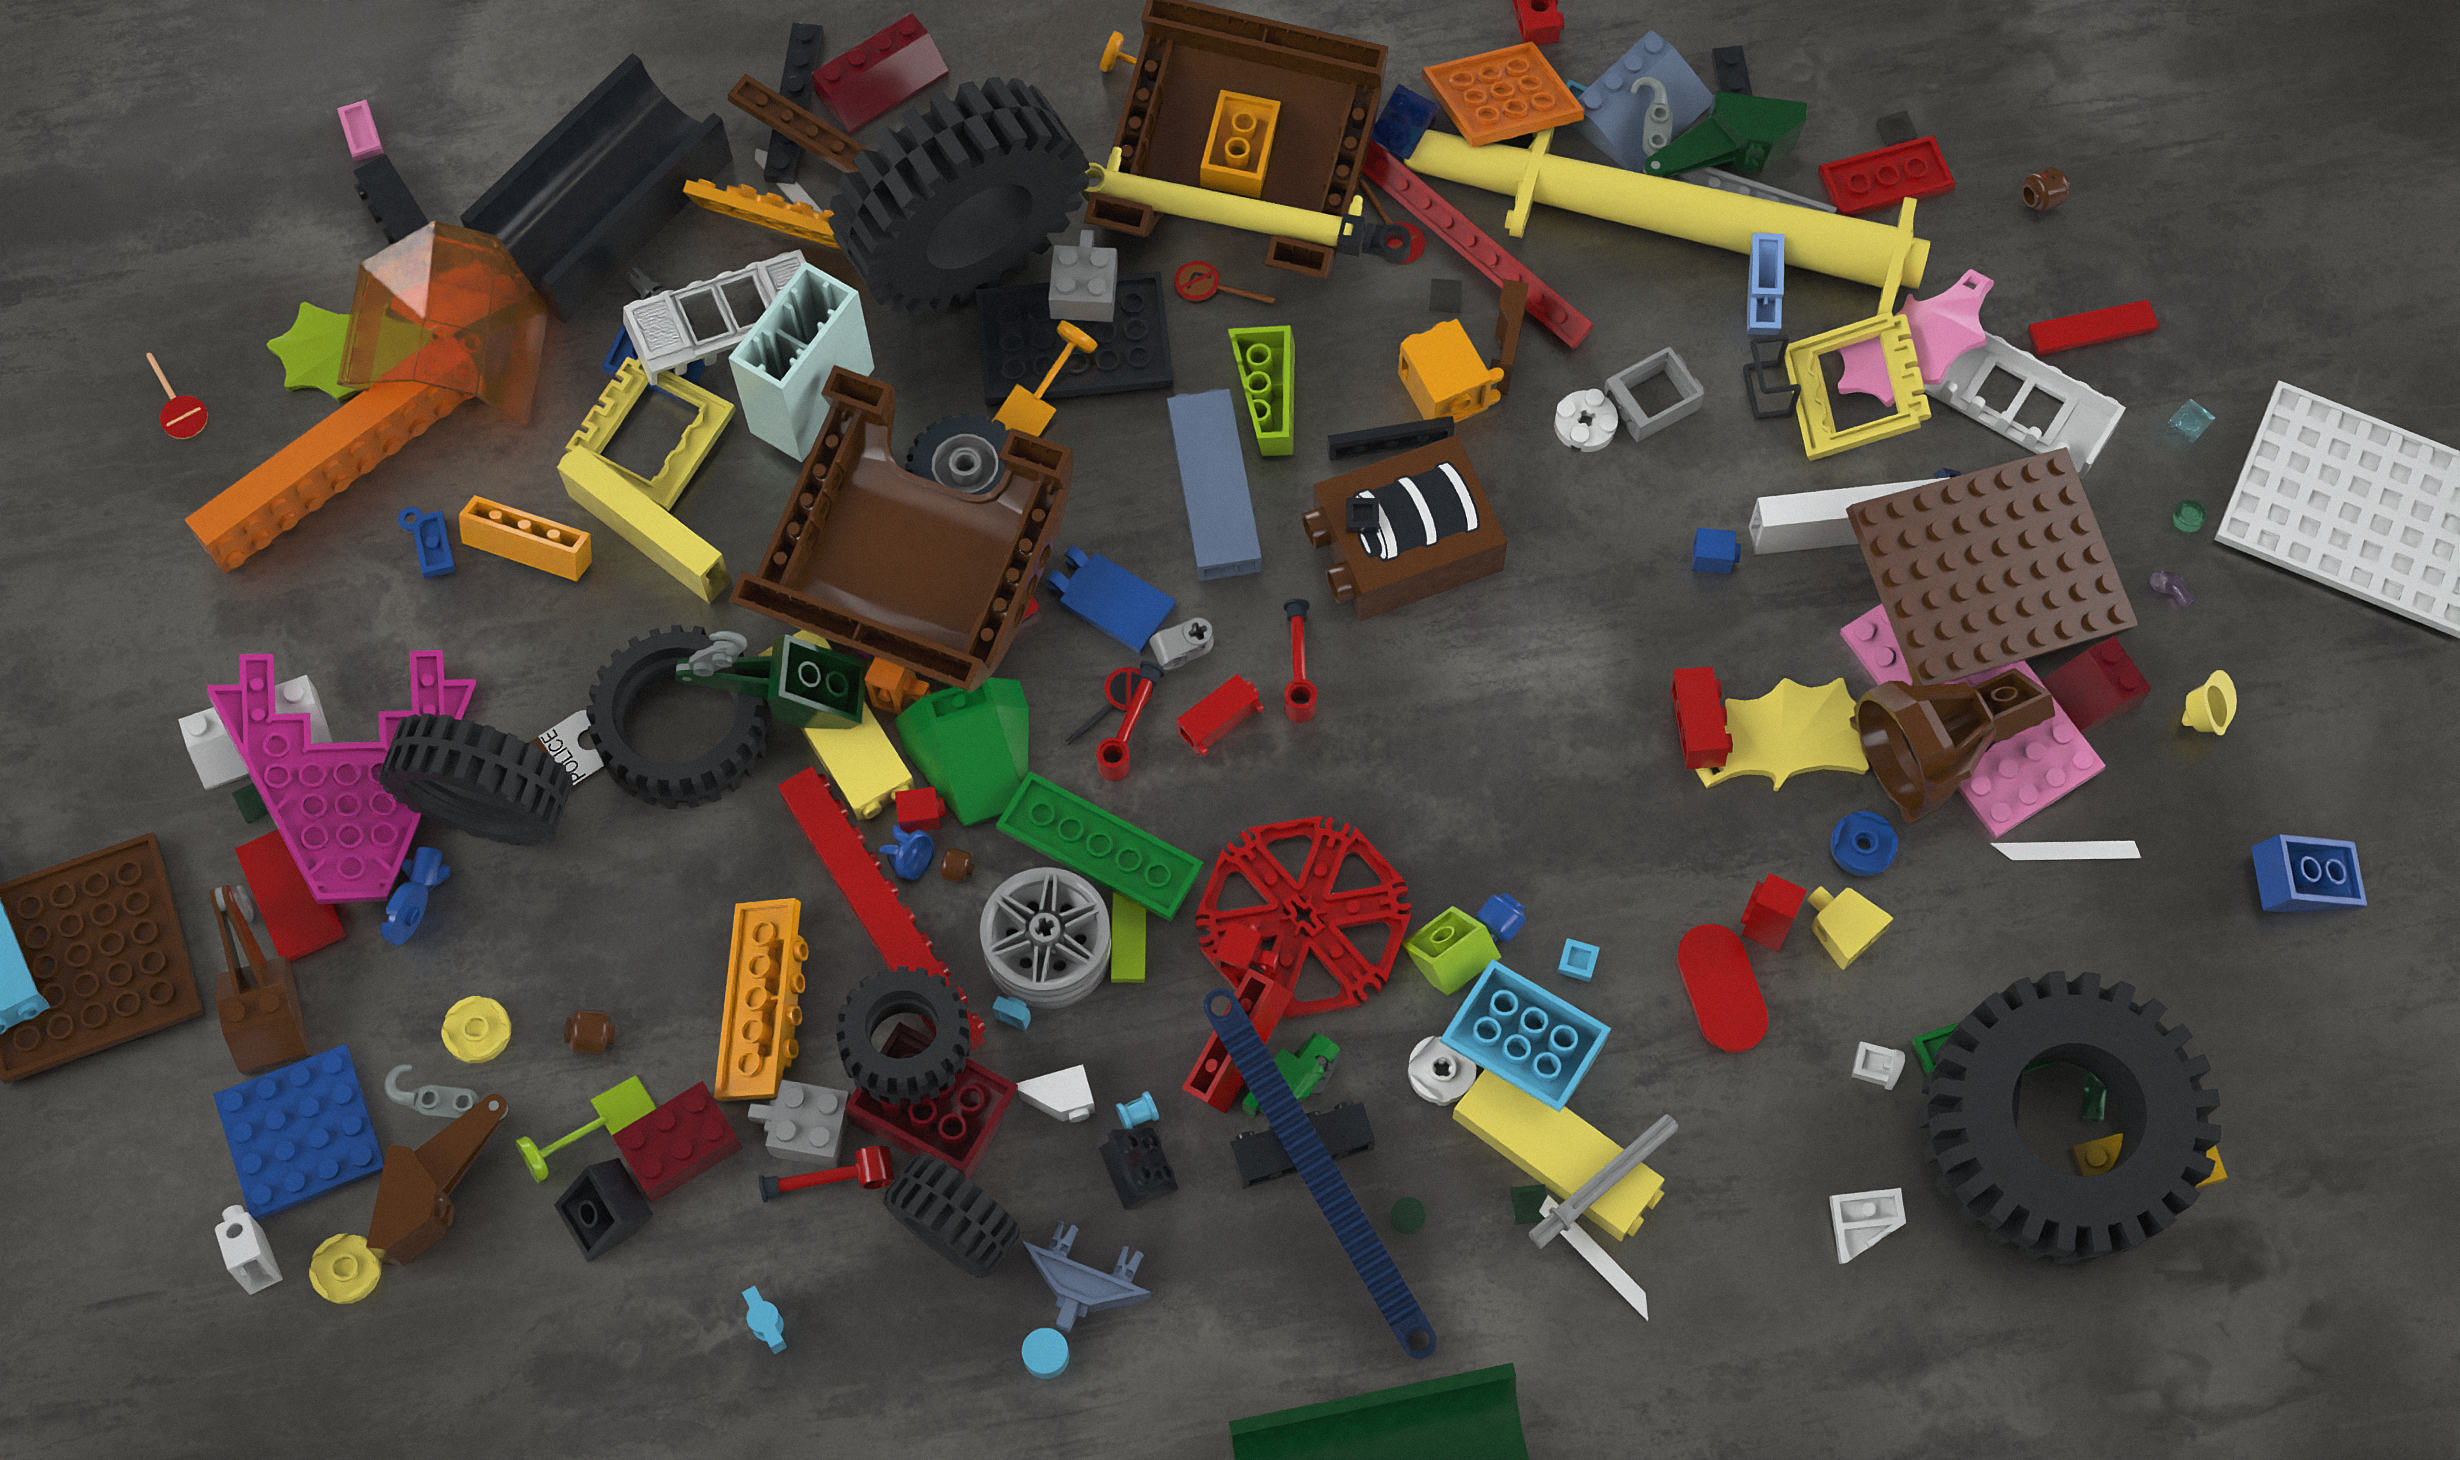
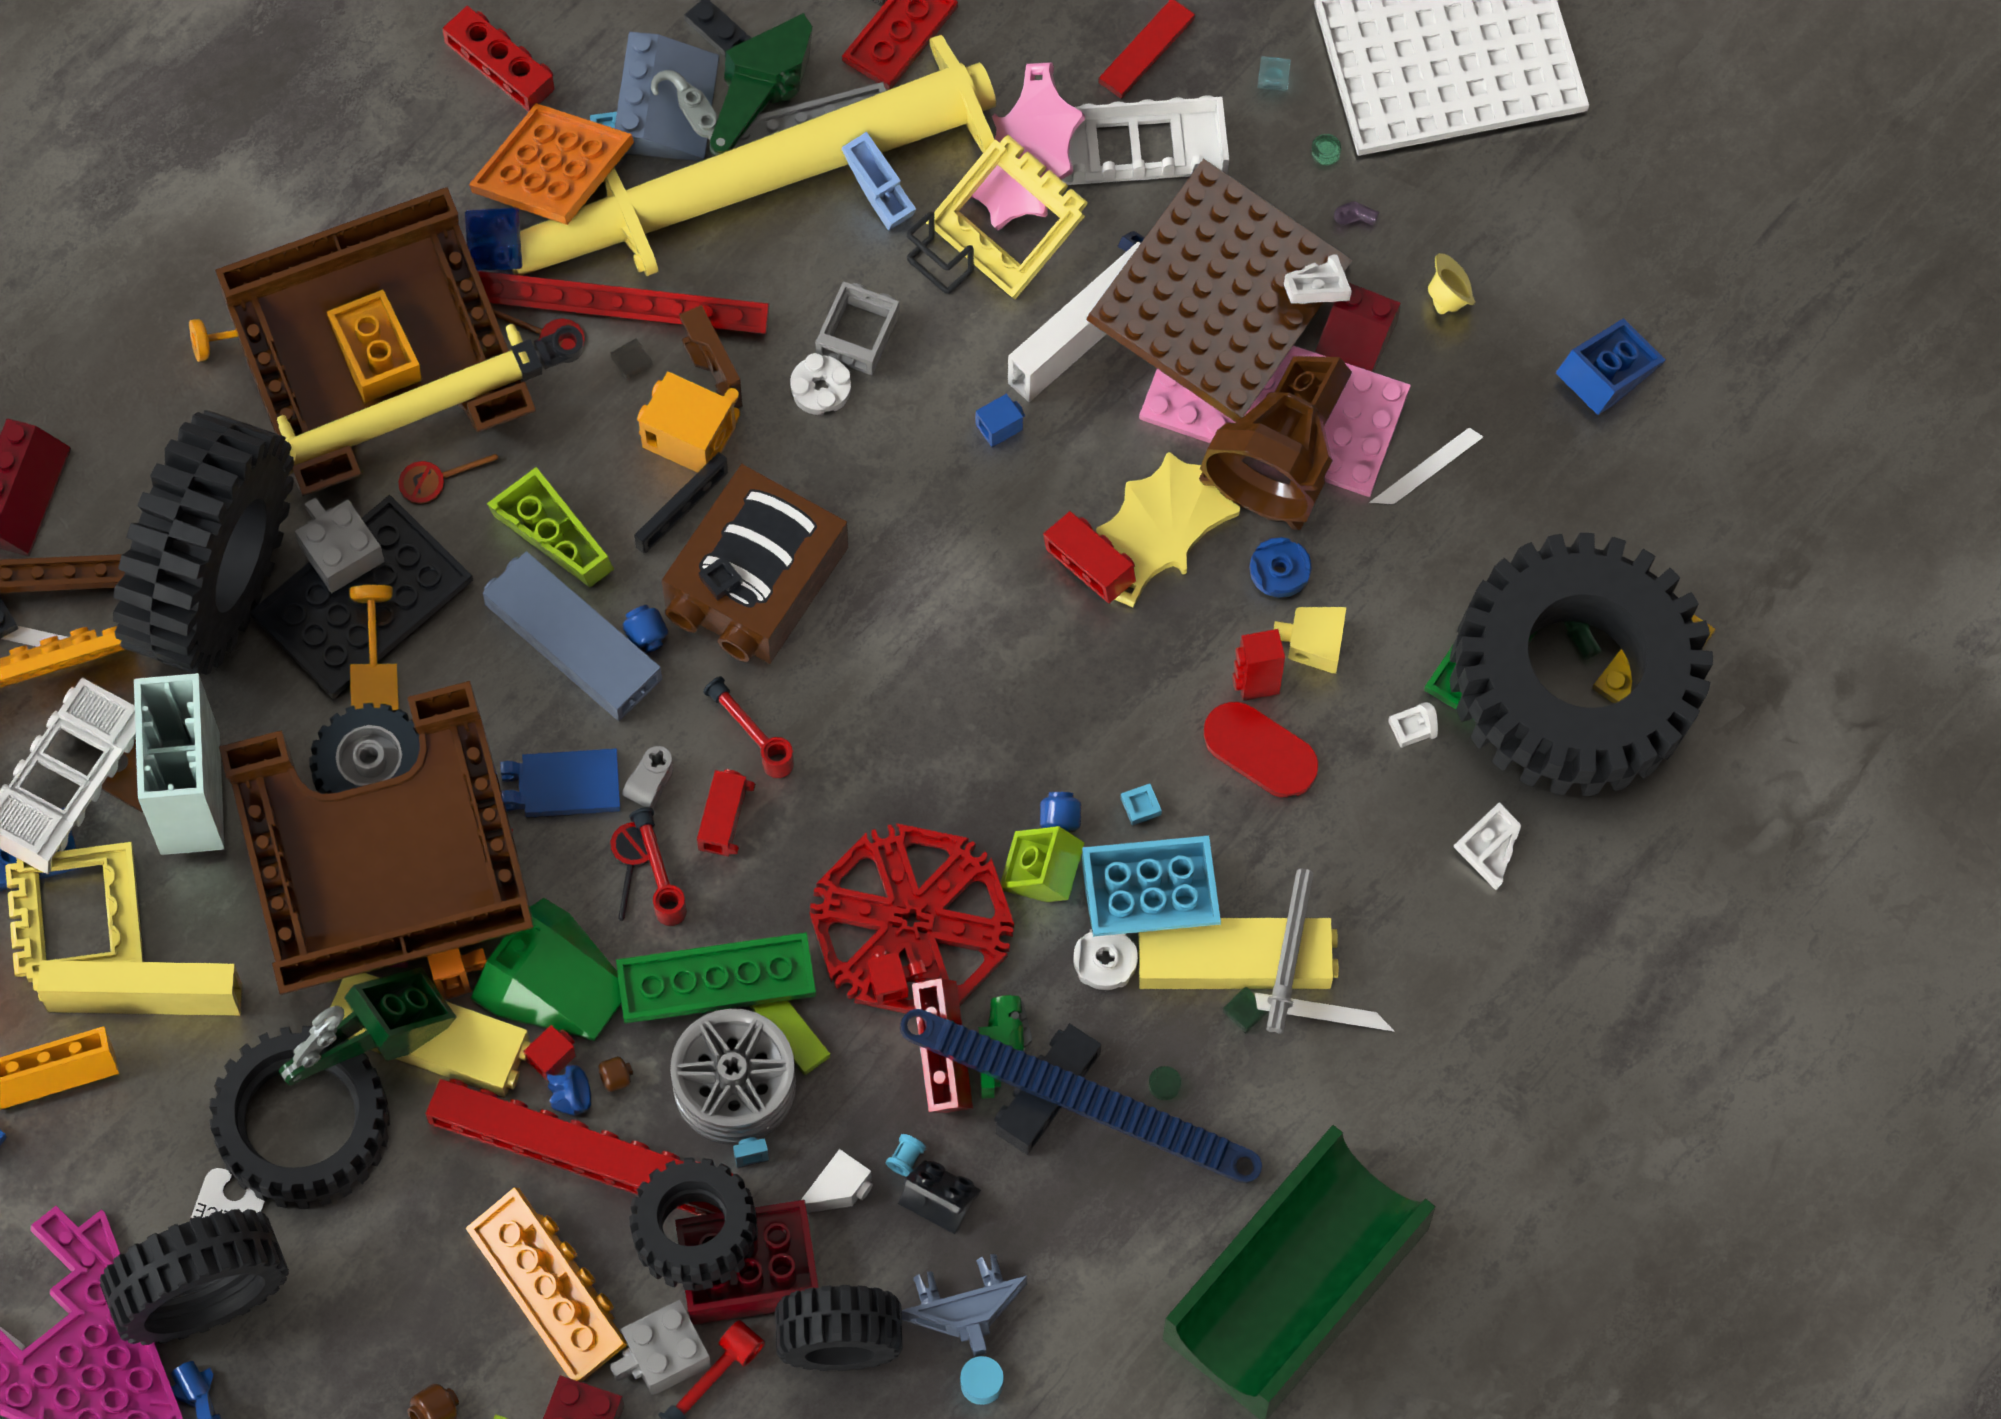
camera: 40 degrees left, 0 degrees up
(1277, 519) = (645, 628): none -> blue head
(2086, 620) = (1318, 283): none -> white wing

